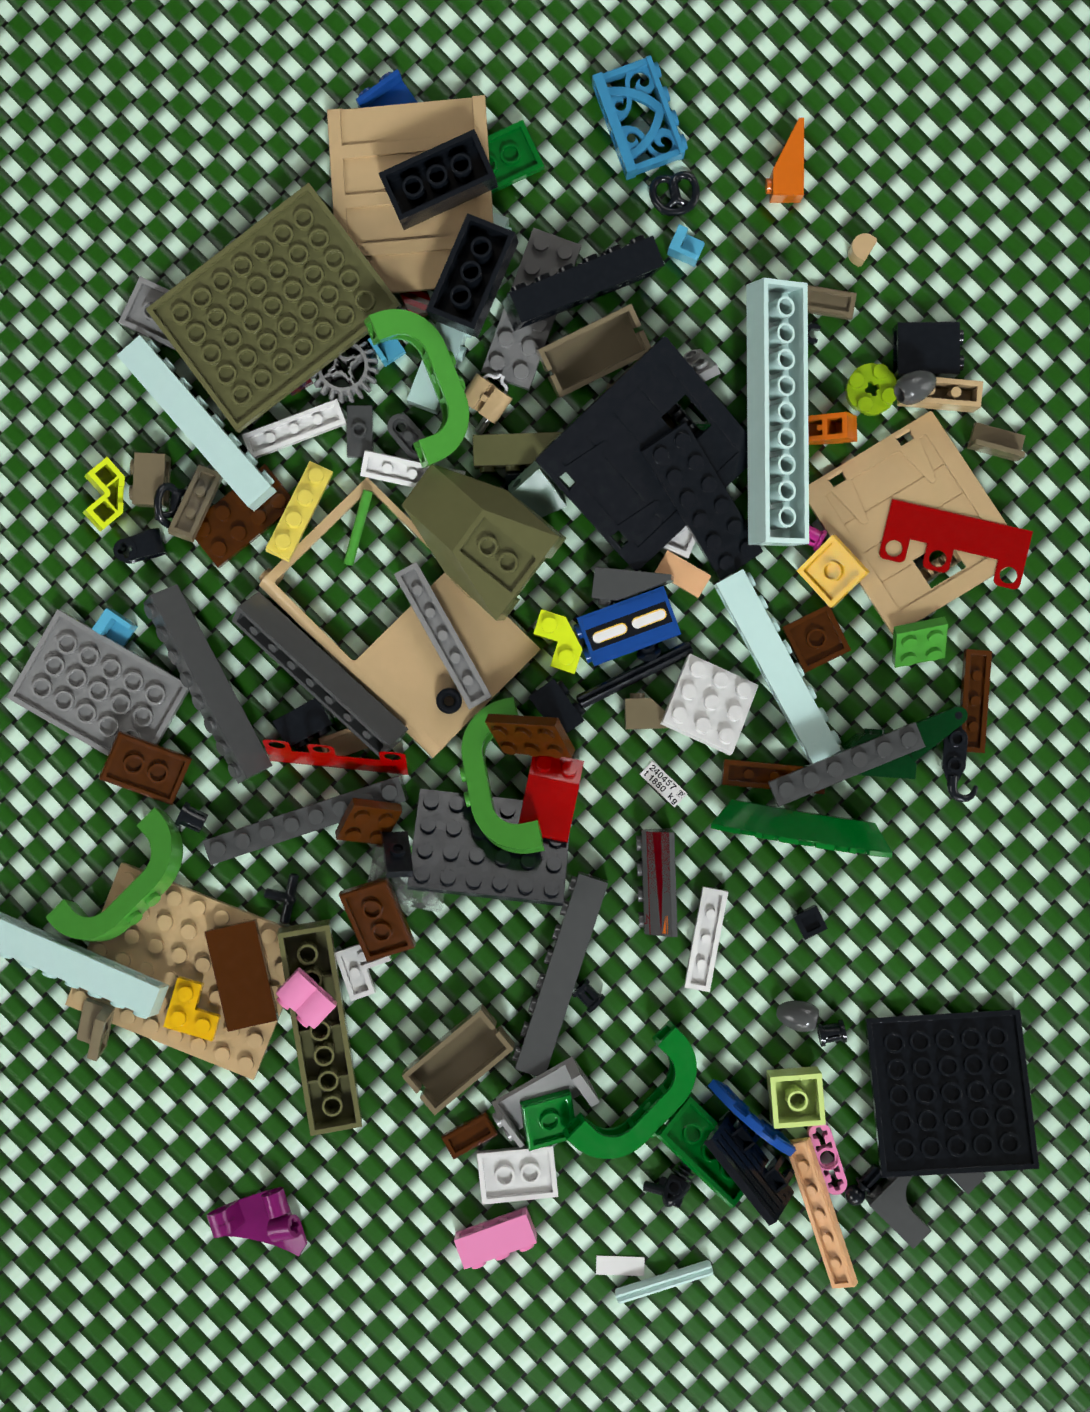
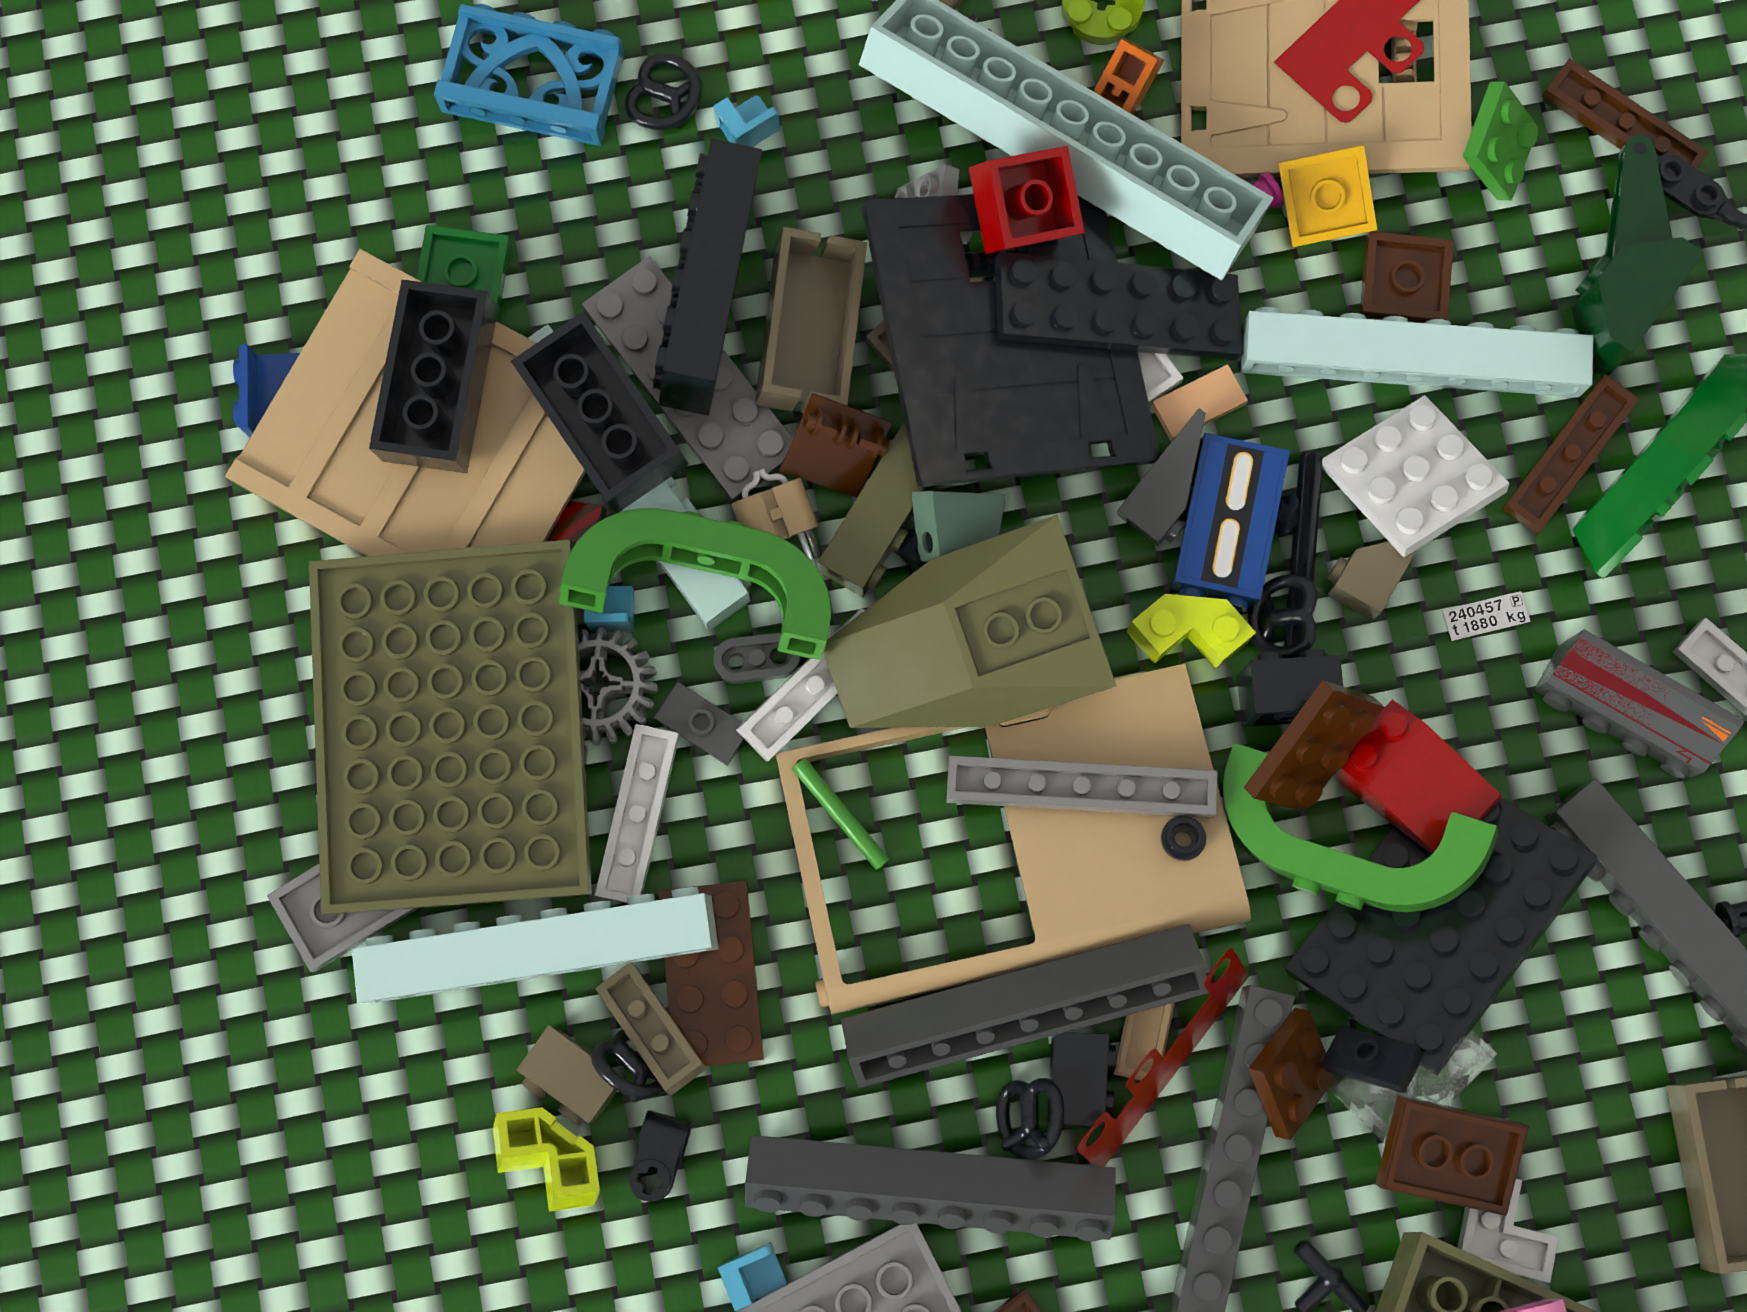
camera: 55 degrees left, 10 degrees down
(270, 710) = (1030, 1118): none -> black piece
(299, 511) = (763, 883): light yellow plate -> none
(538, 405) = (836, 445): none -> reddish brown hinge
(581, 679) = (1285, 616): none -> black piece
(720, 418) = (1026, 199): none -> red brick
(846, 764) = (1628, 331): dark grey plate -> none

